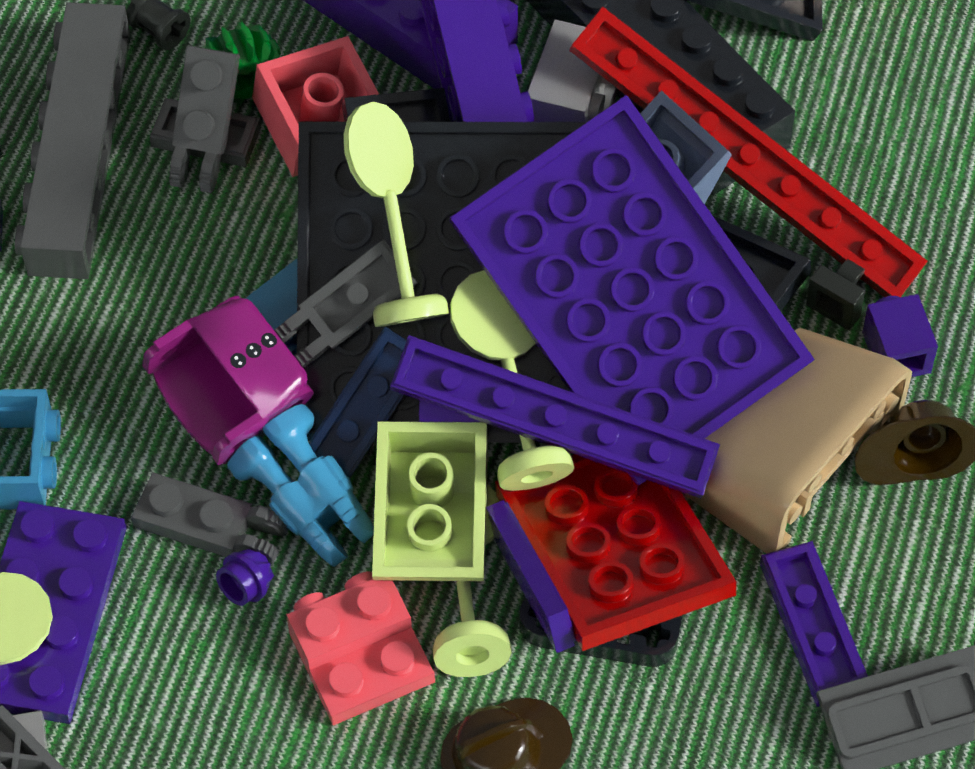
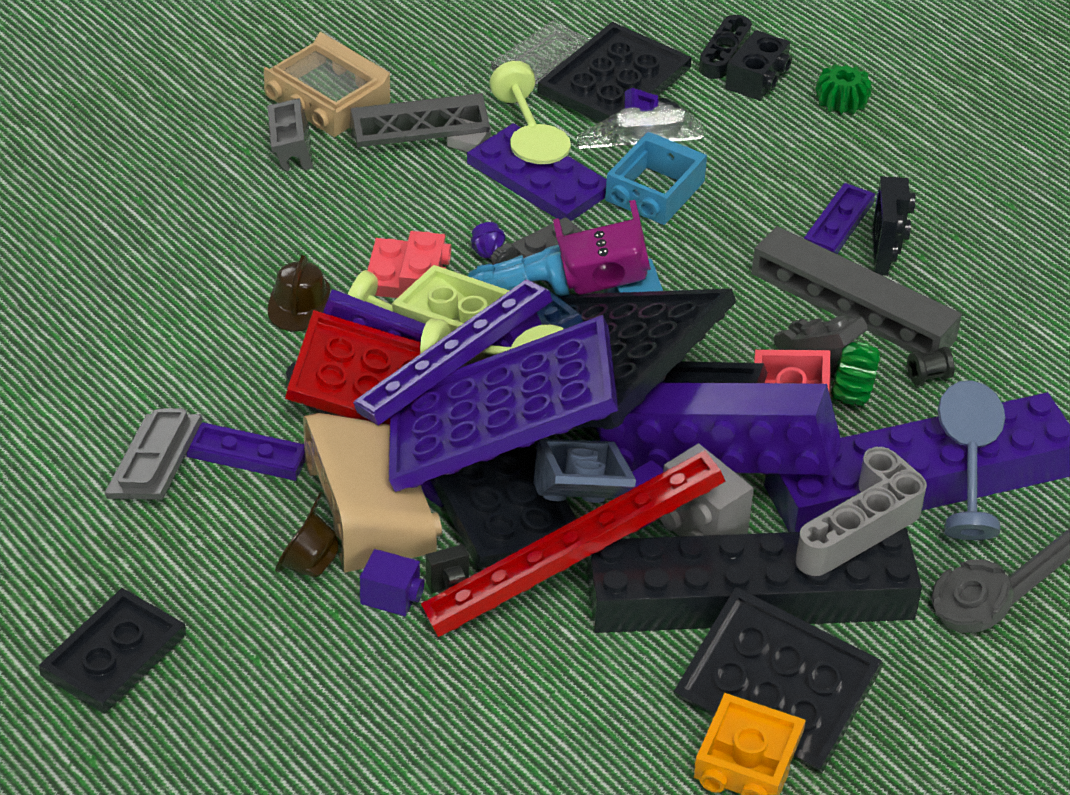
camera: 120 degrees right, 15 degrees down
(345, 302) = (606, 298): dark grey hinge -> none
(382, 165) = (668, 298): yellowish green piece -> none

